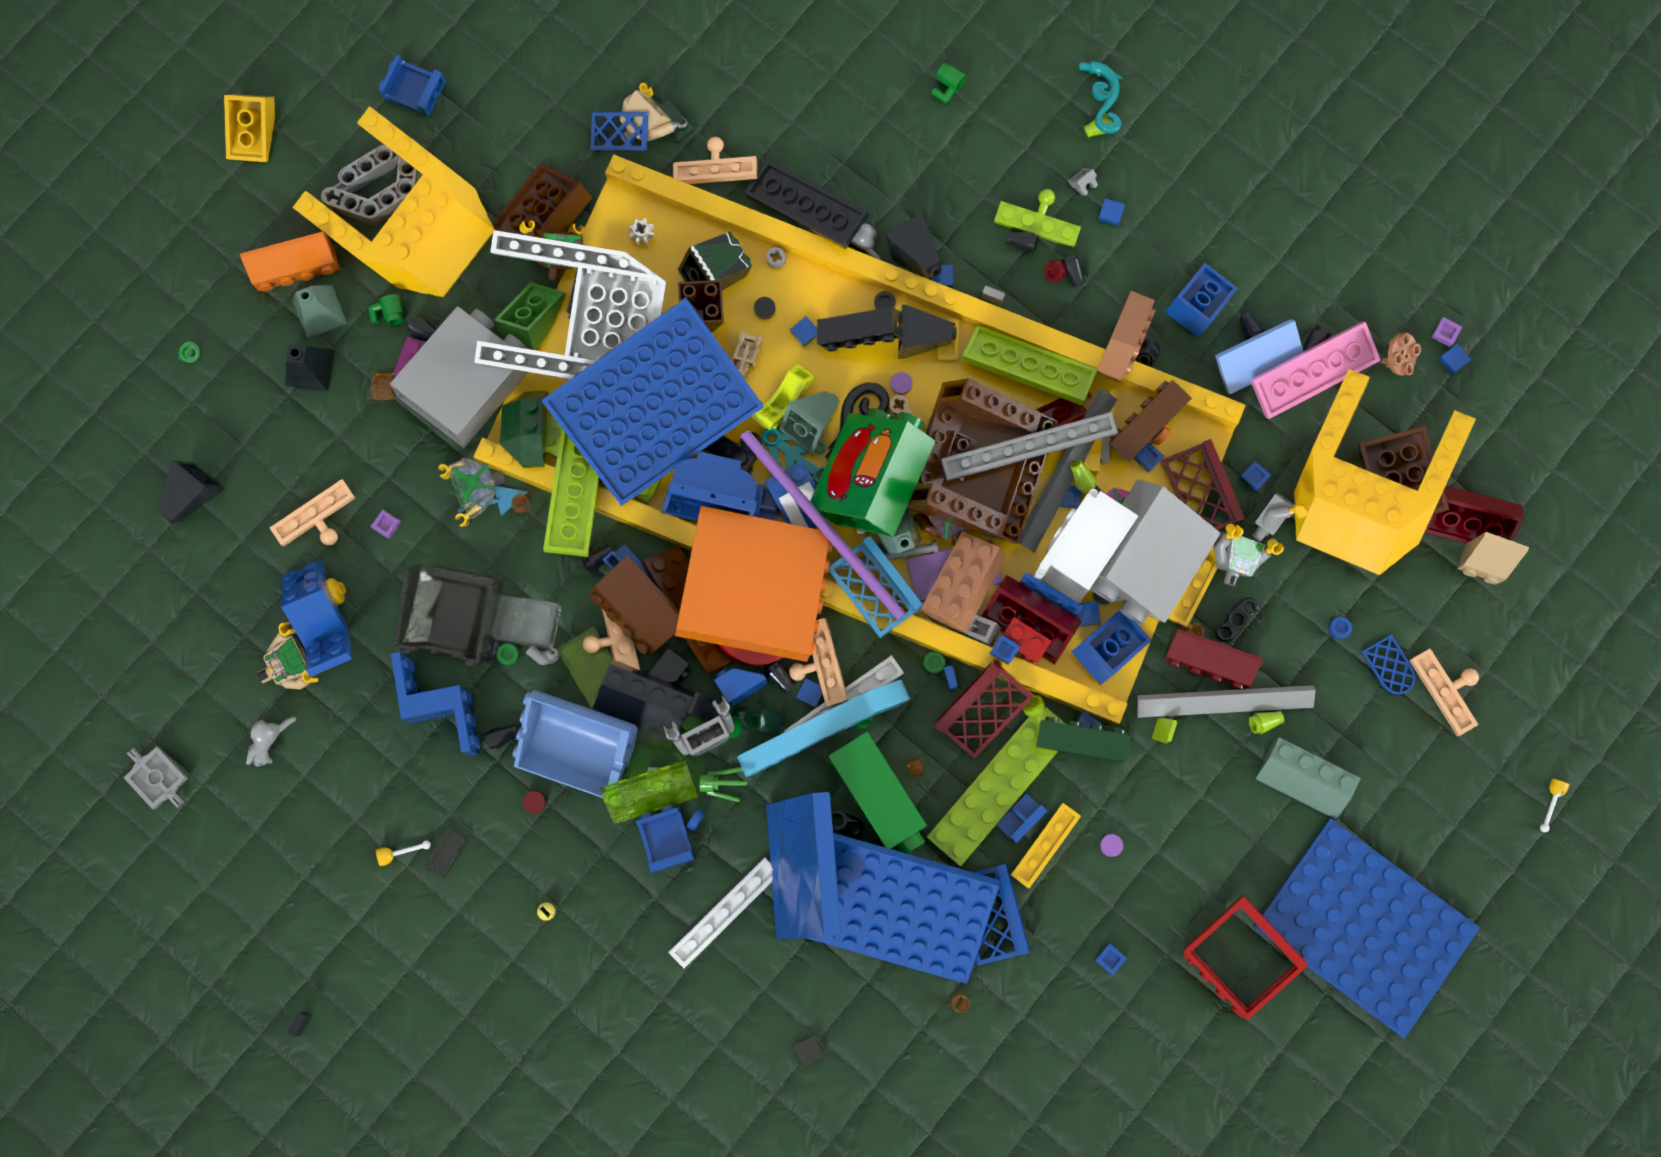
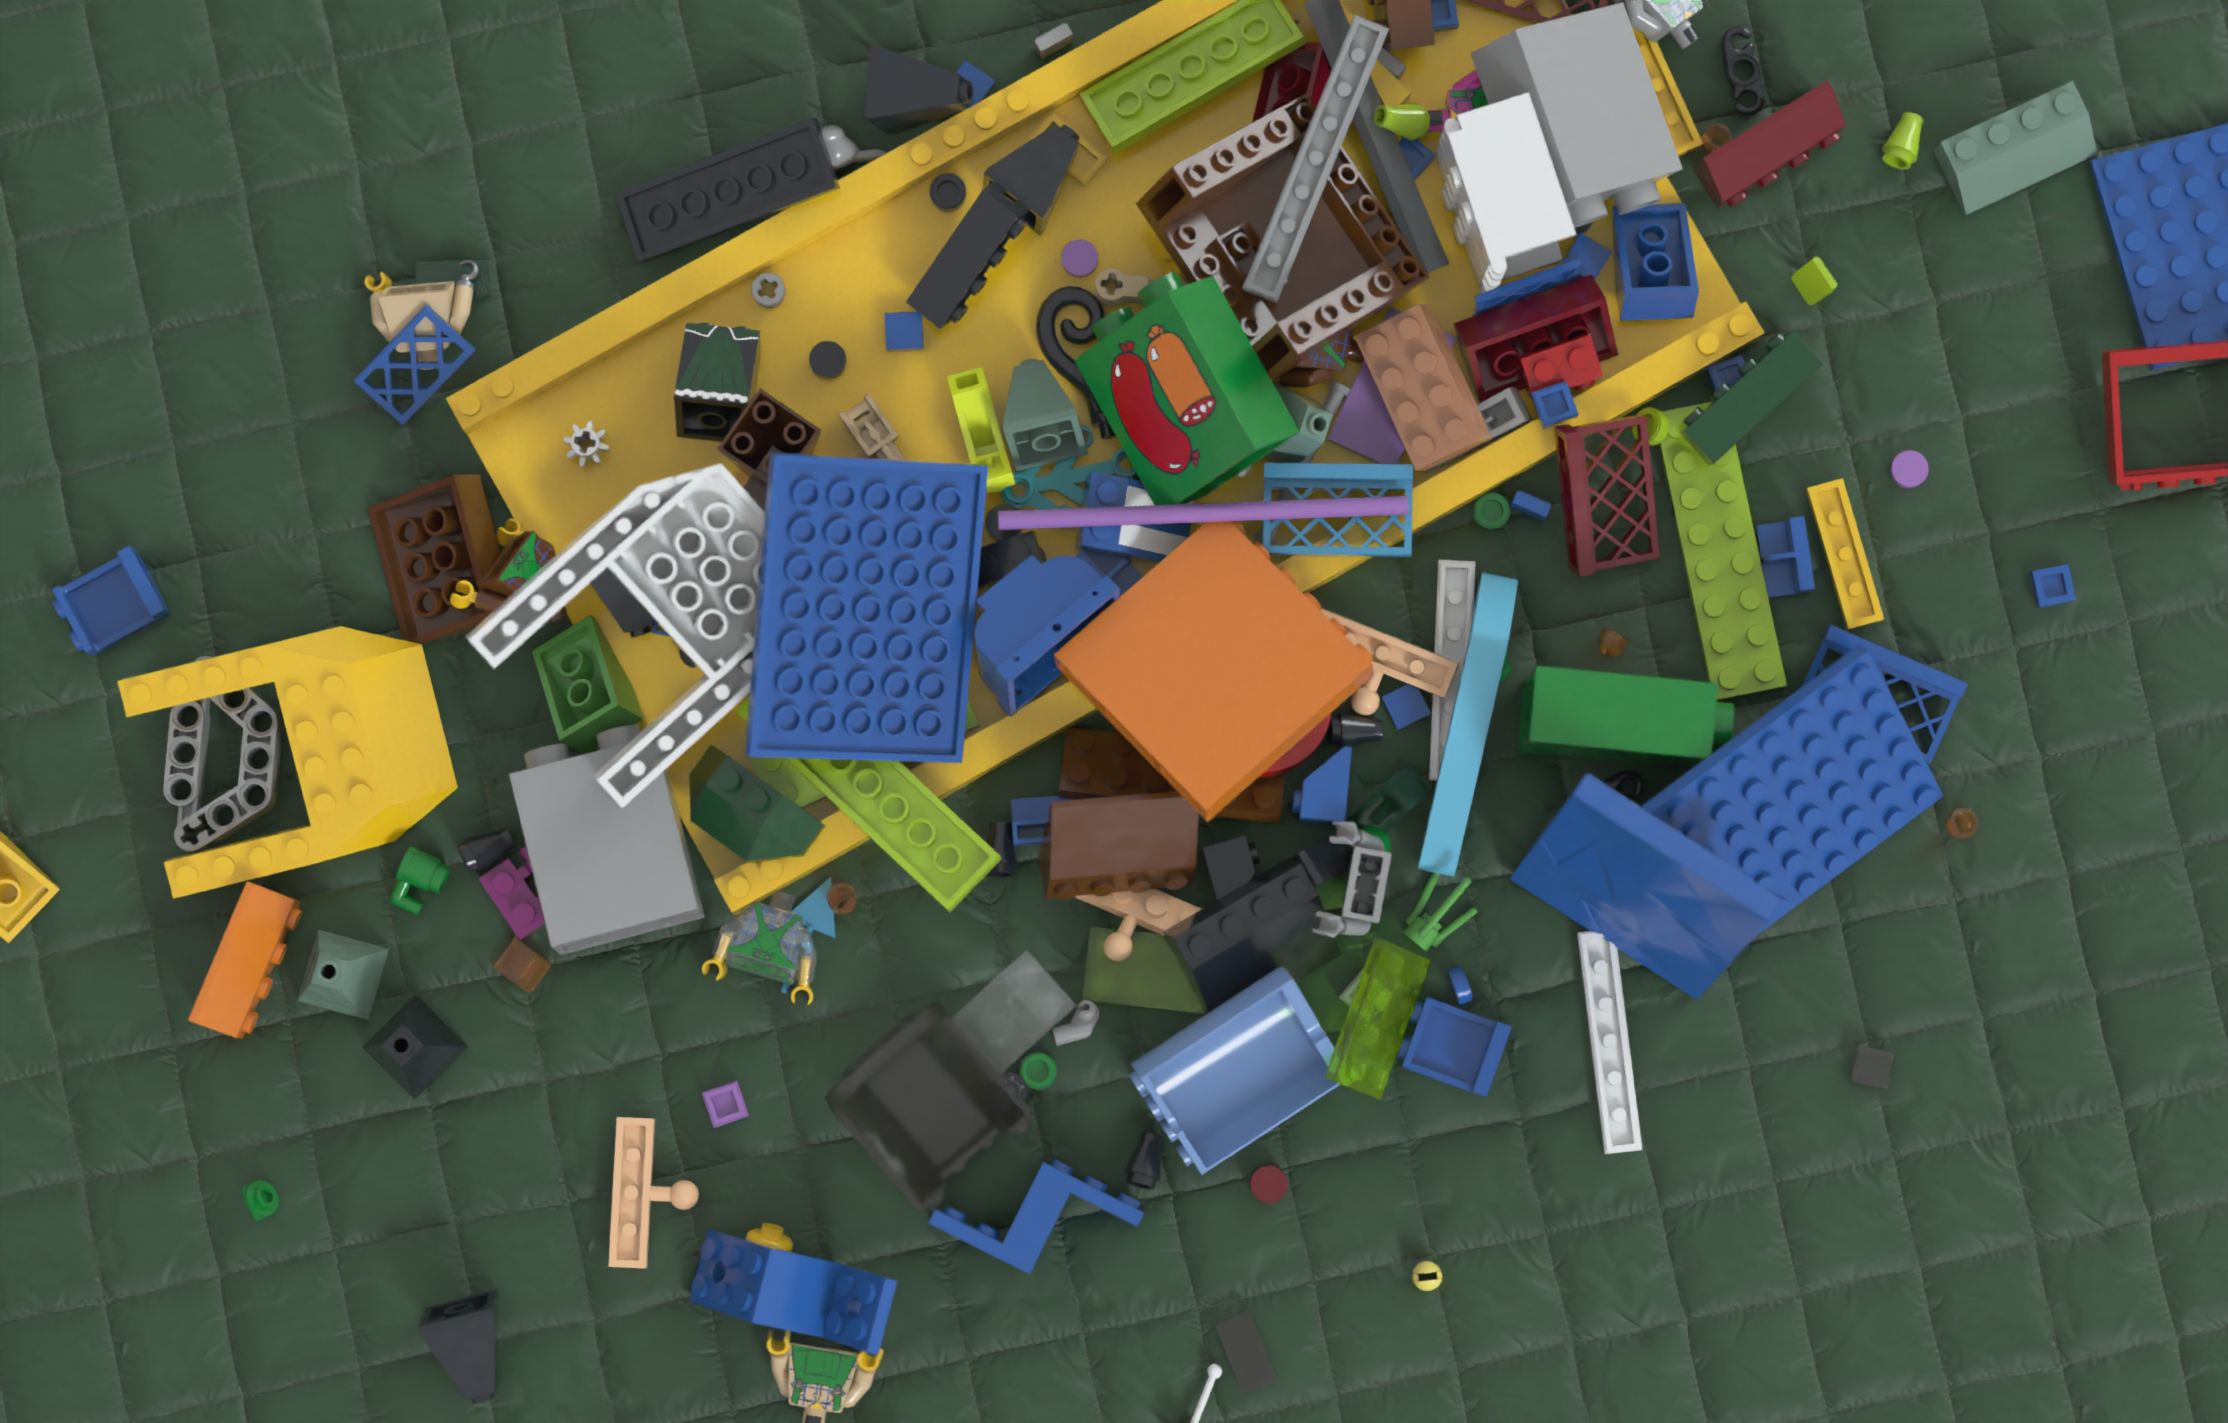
camera: 55 degrees left, 5 degrees up
(716, 169) = (573, 275): light nougat plate -> none
(1225, 701) = (1838, 173): light grey tile -> none

